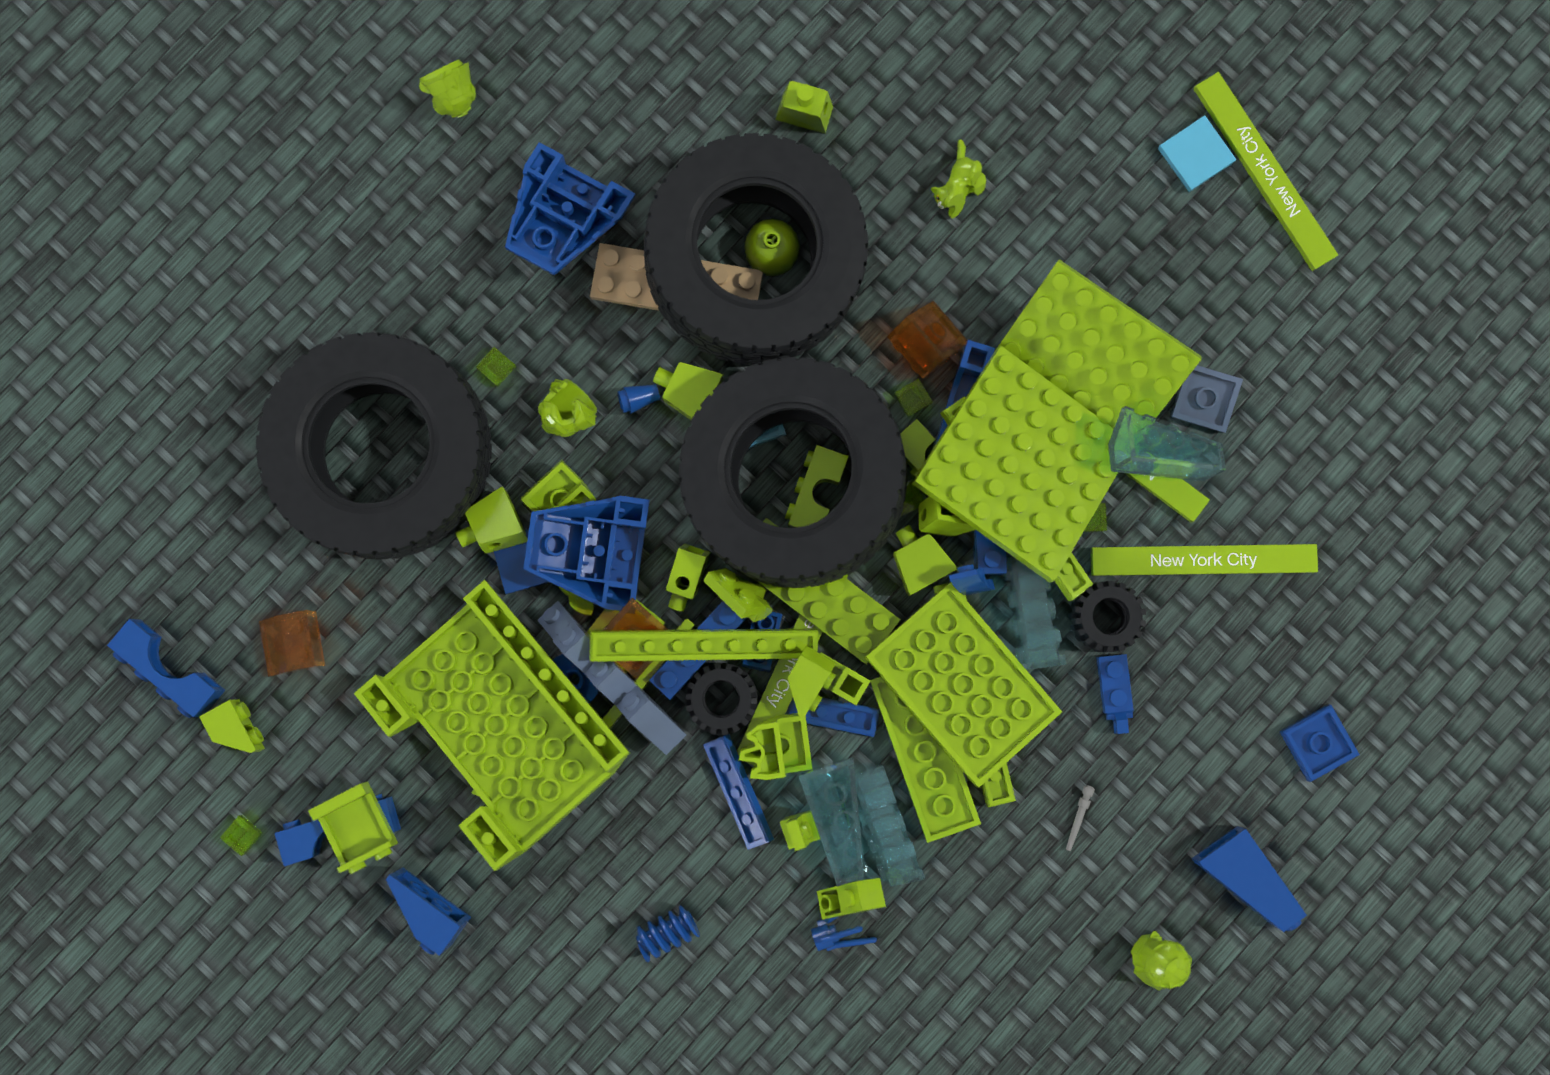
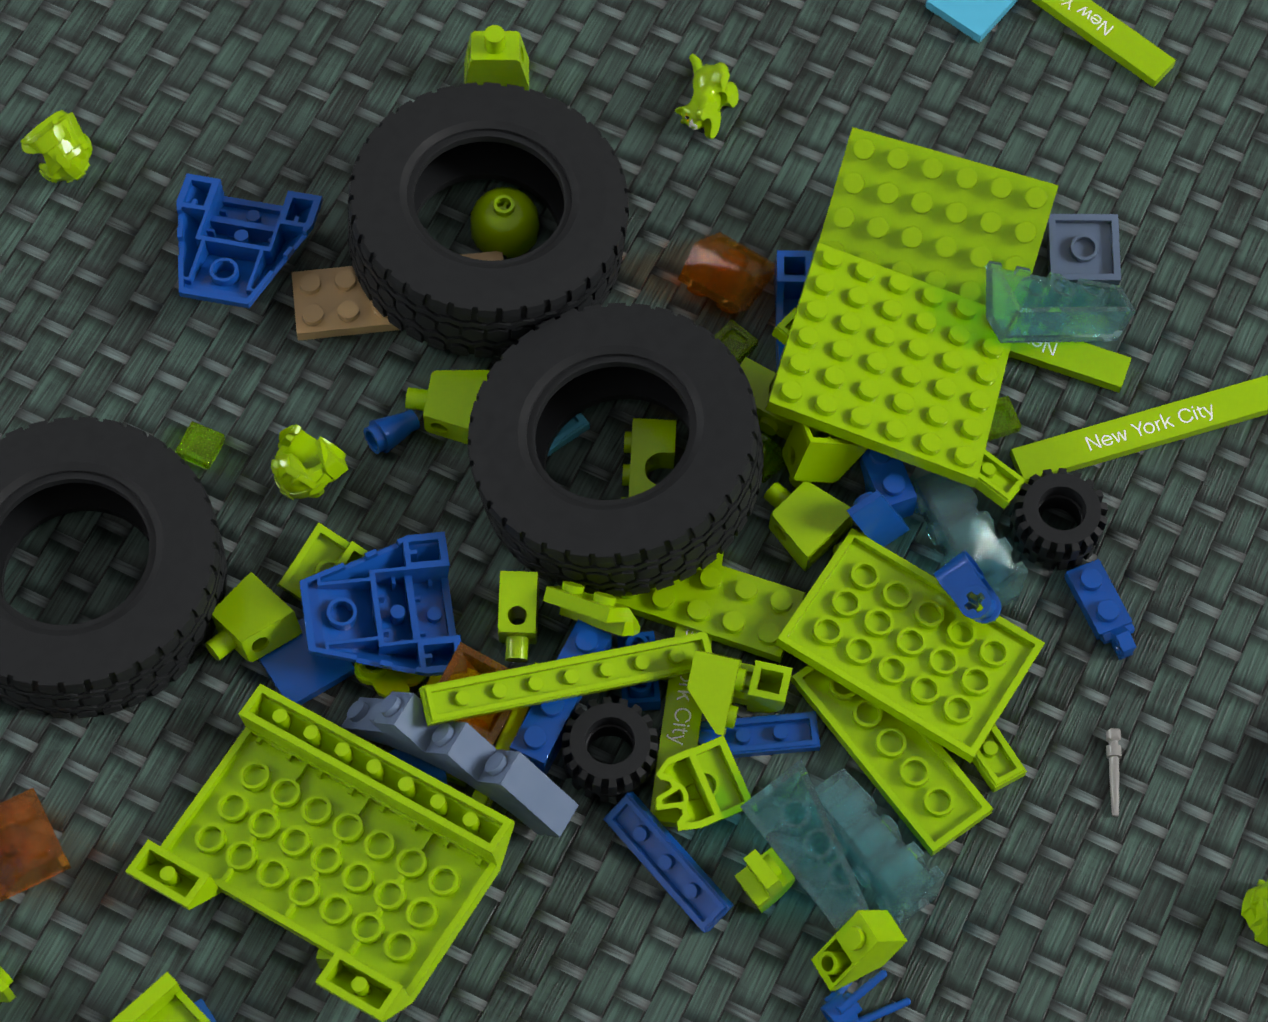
camera: 20 degrees left, 20 degrees down
(1017, 658) = (965, 585): none -> blue piece

